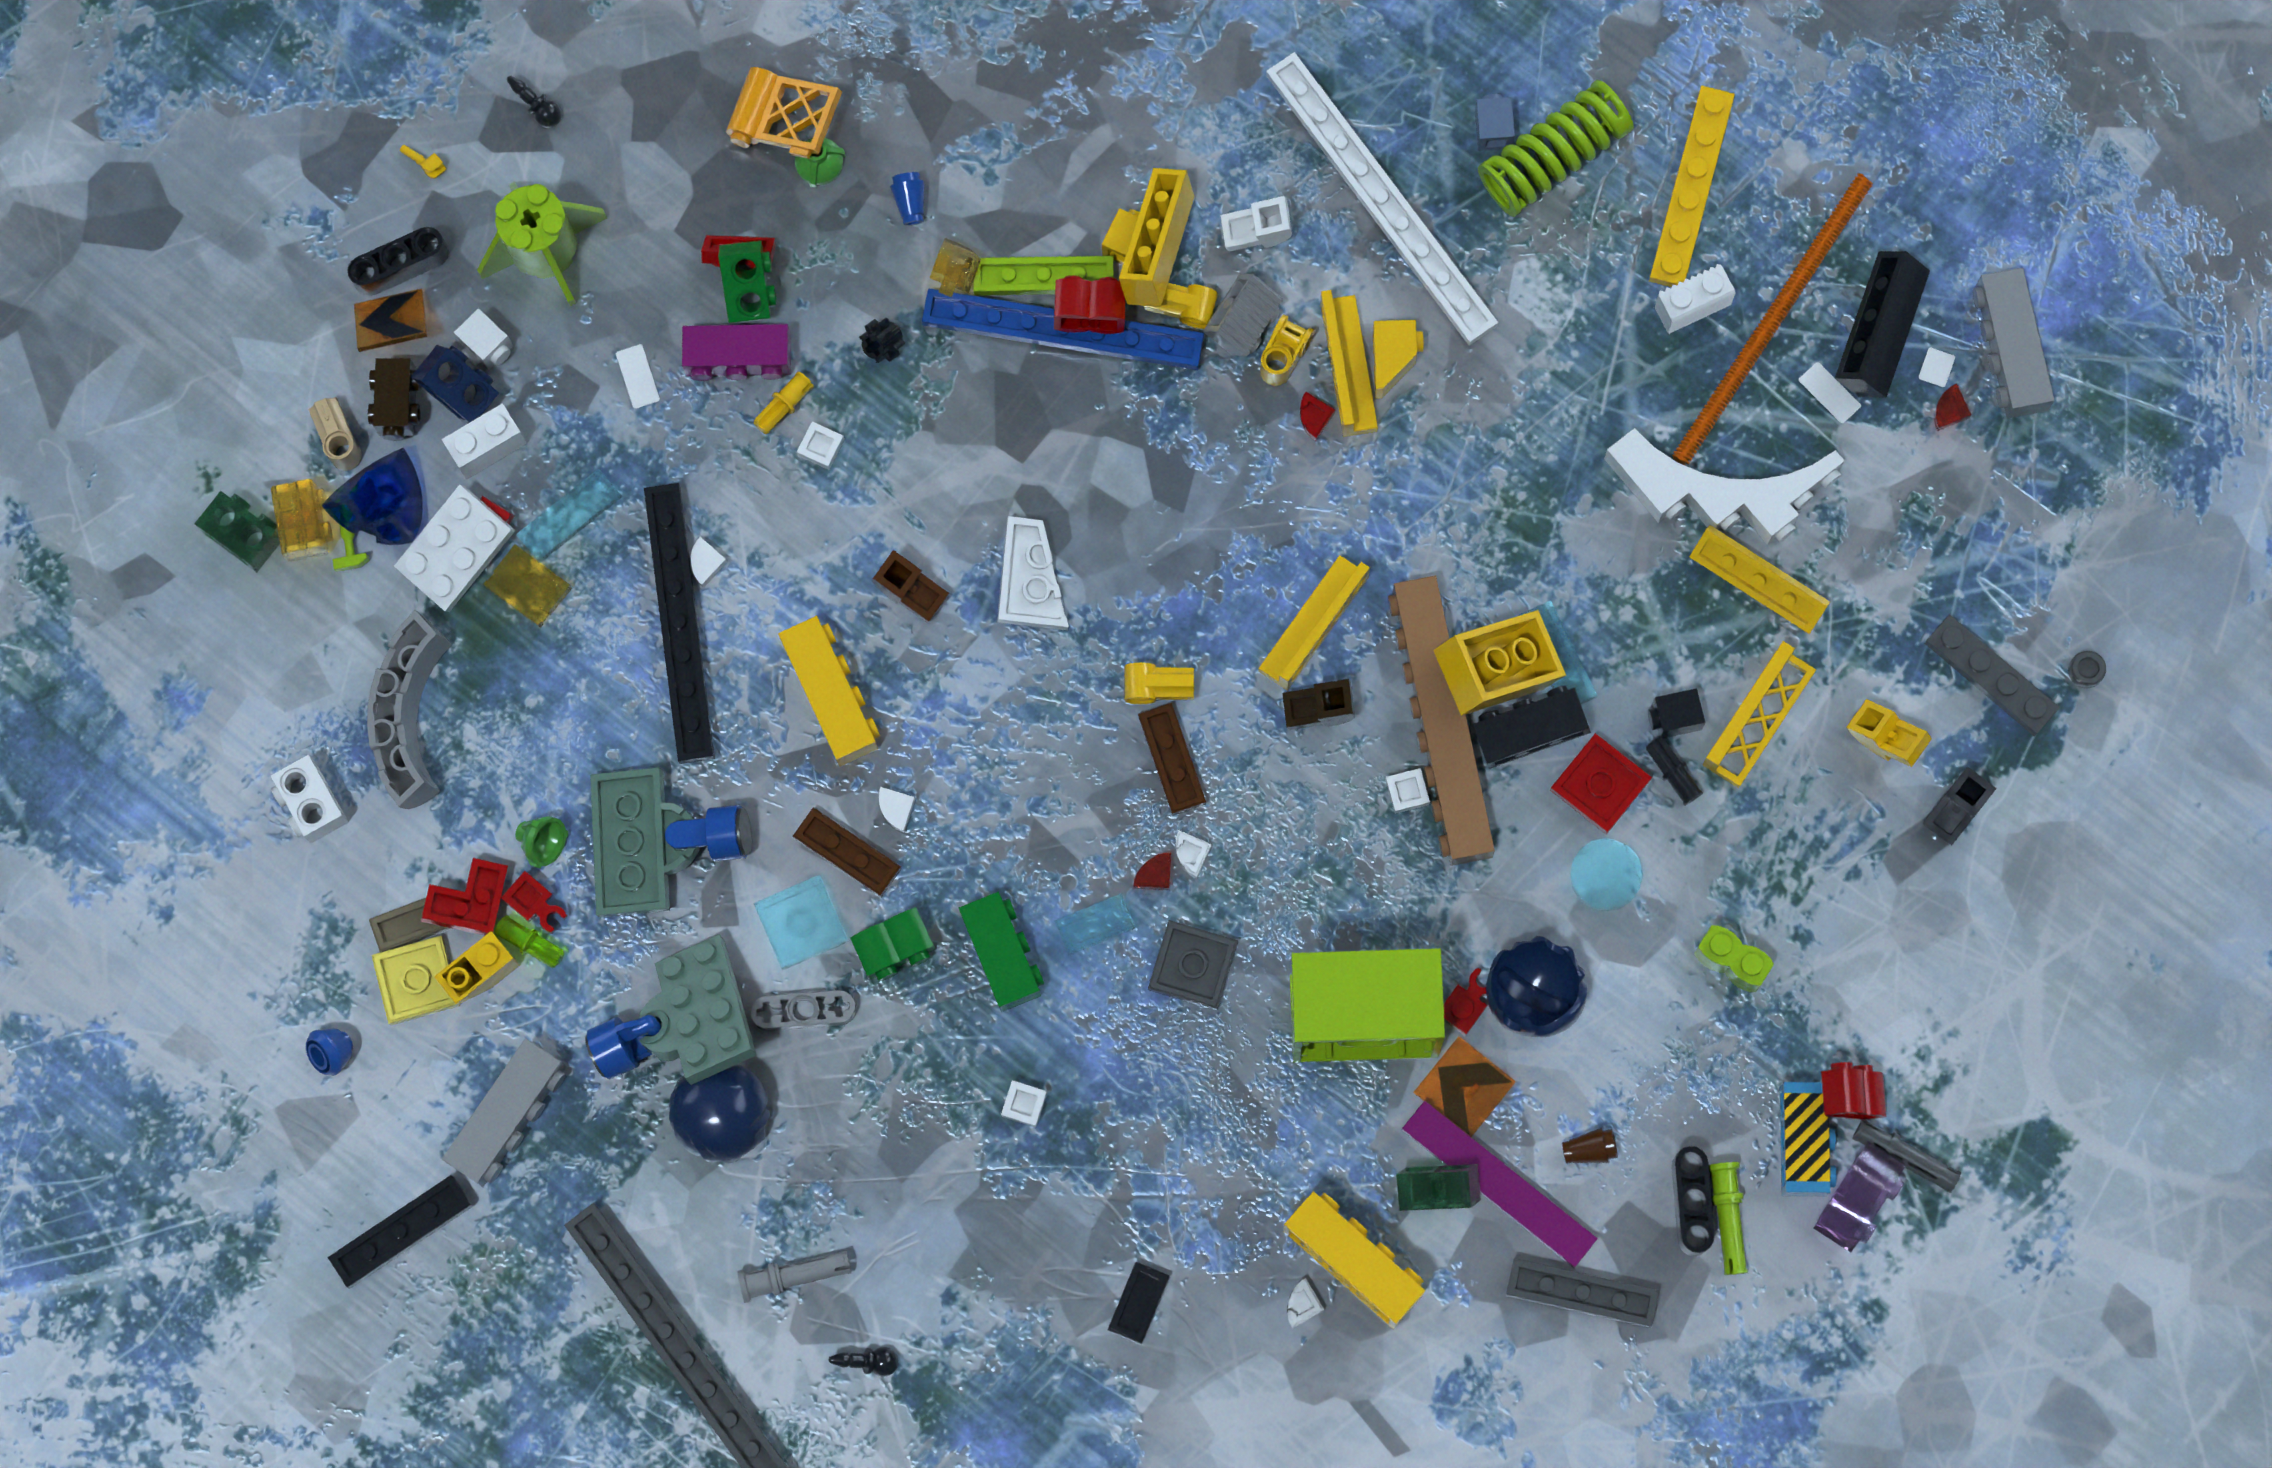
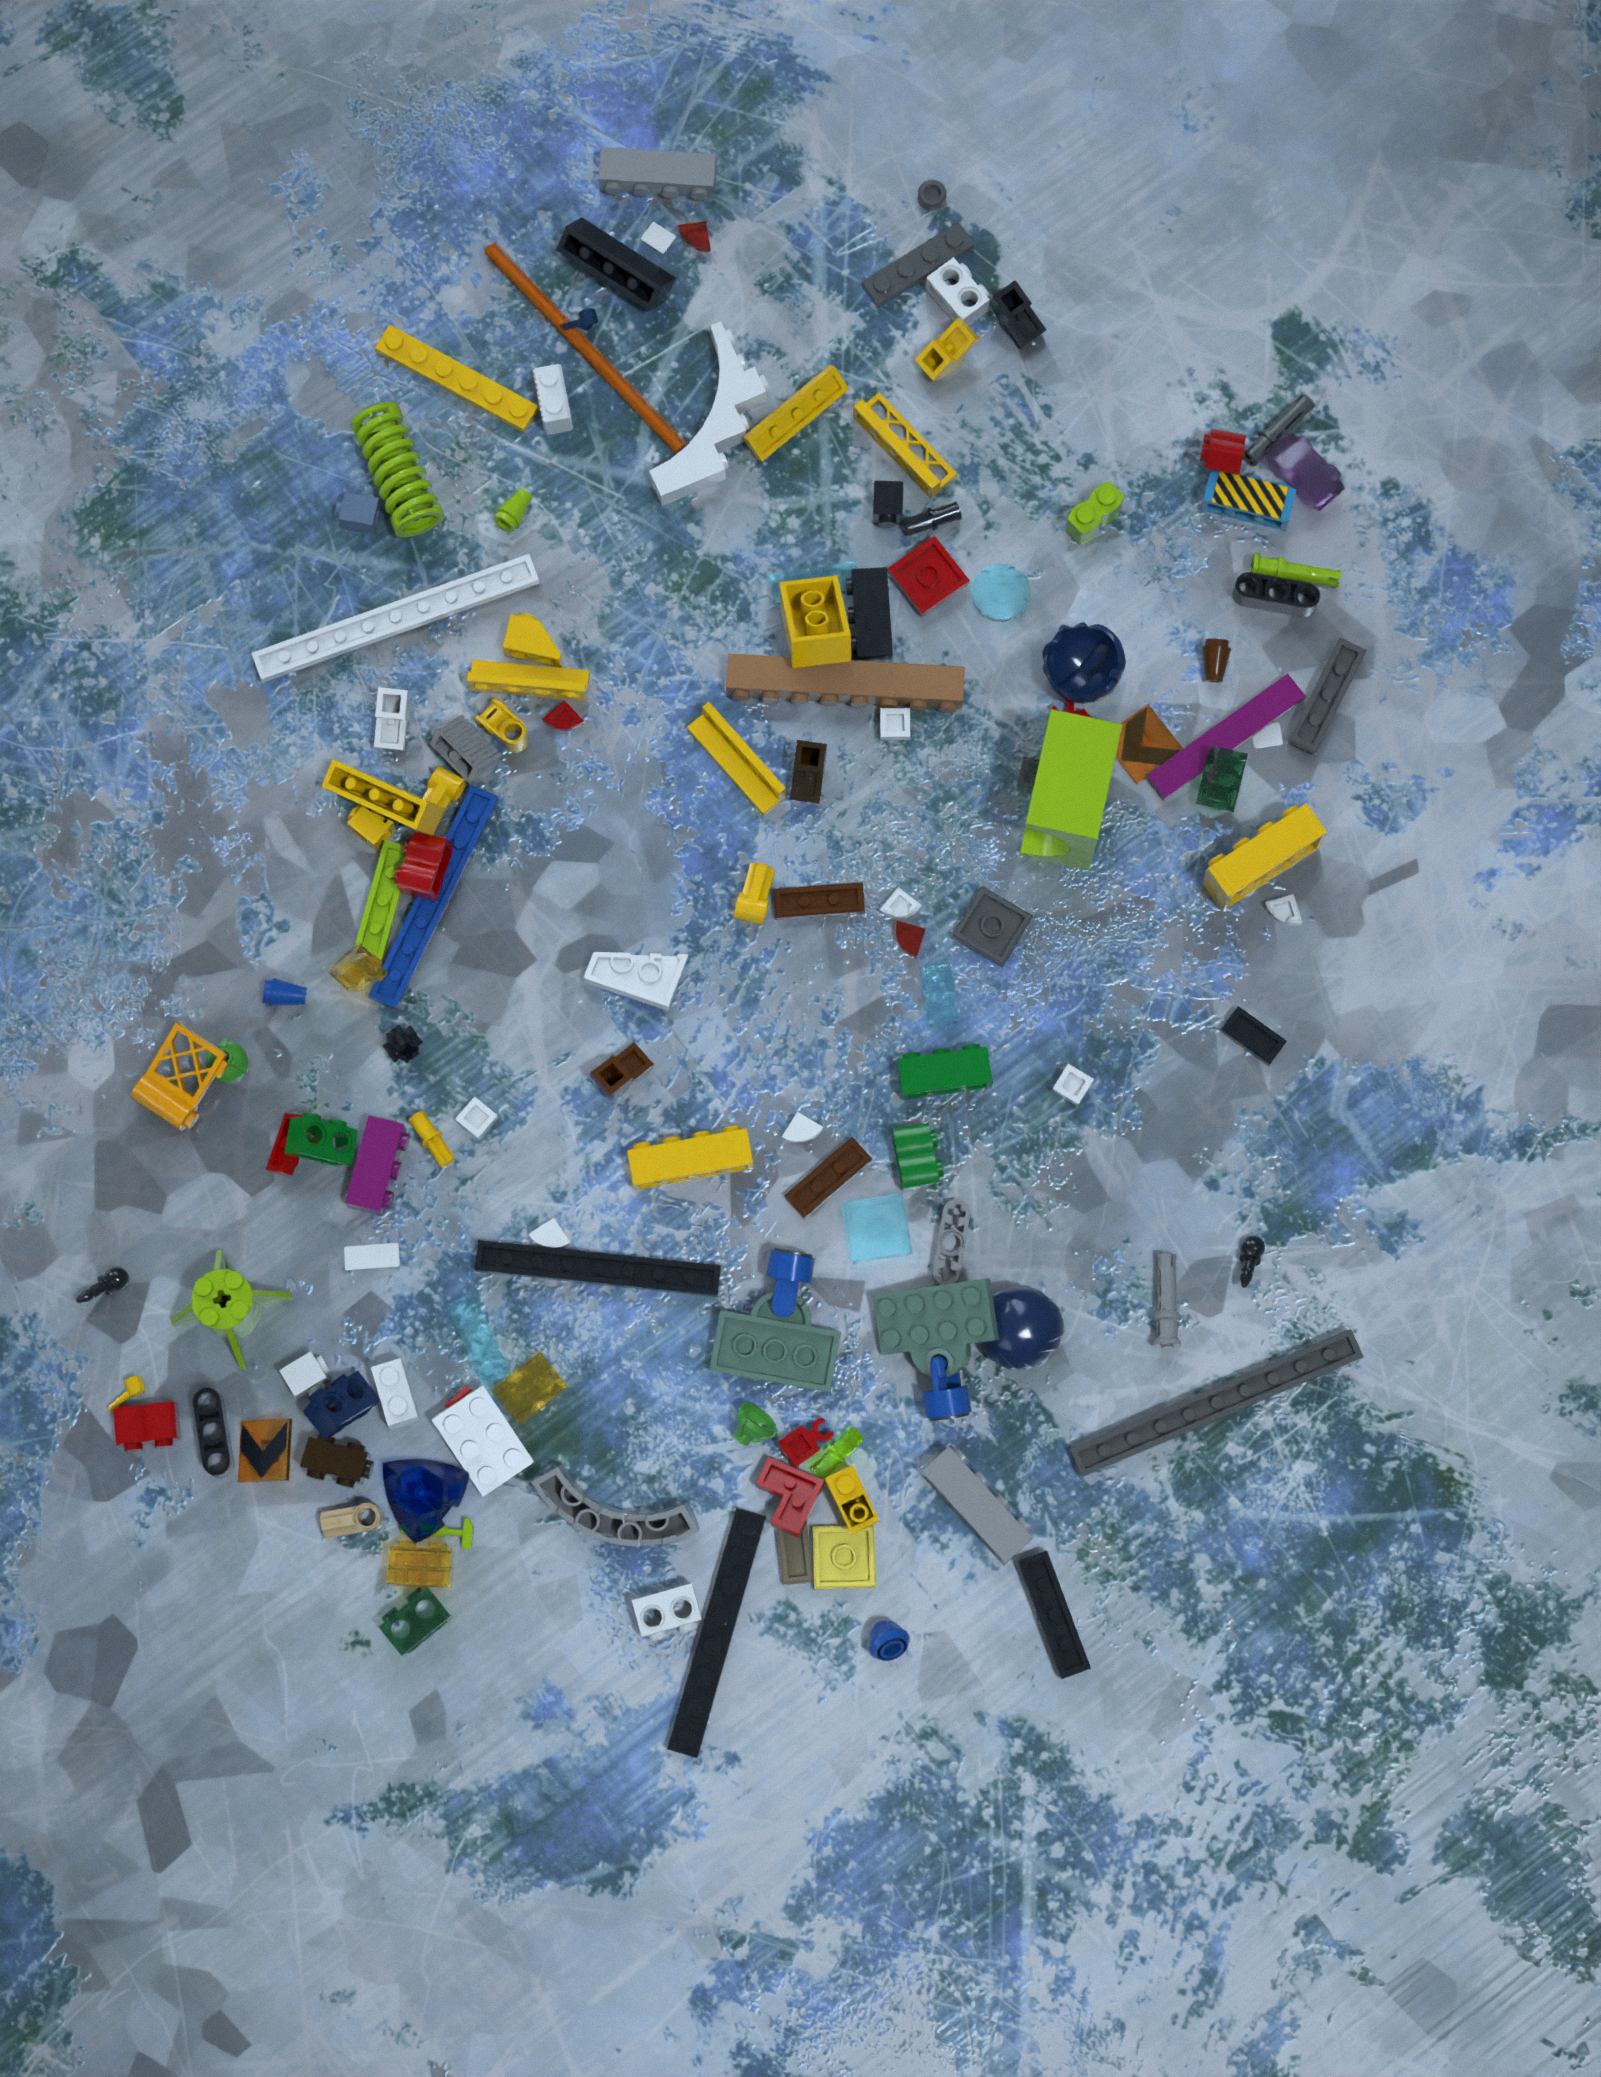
camera: 80 degrees left, 0 degrees up
(300, 861) = (716, 1633): none -> black plate
(391, 190) = (147, 1425): none -> red brick
(1515, 1236) = (1268, 736): none -> white sticker
(1546, 291) = (512, 511): none -> lime cone
(1805, 313) = (587, 319): none -> dark blue hand
(1829, 392) = (656, 322): white sticker -> none
(1962, 726) = (951, 296): none -> white brick

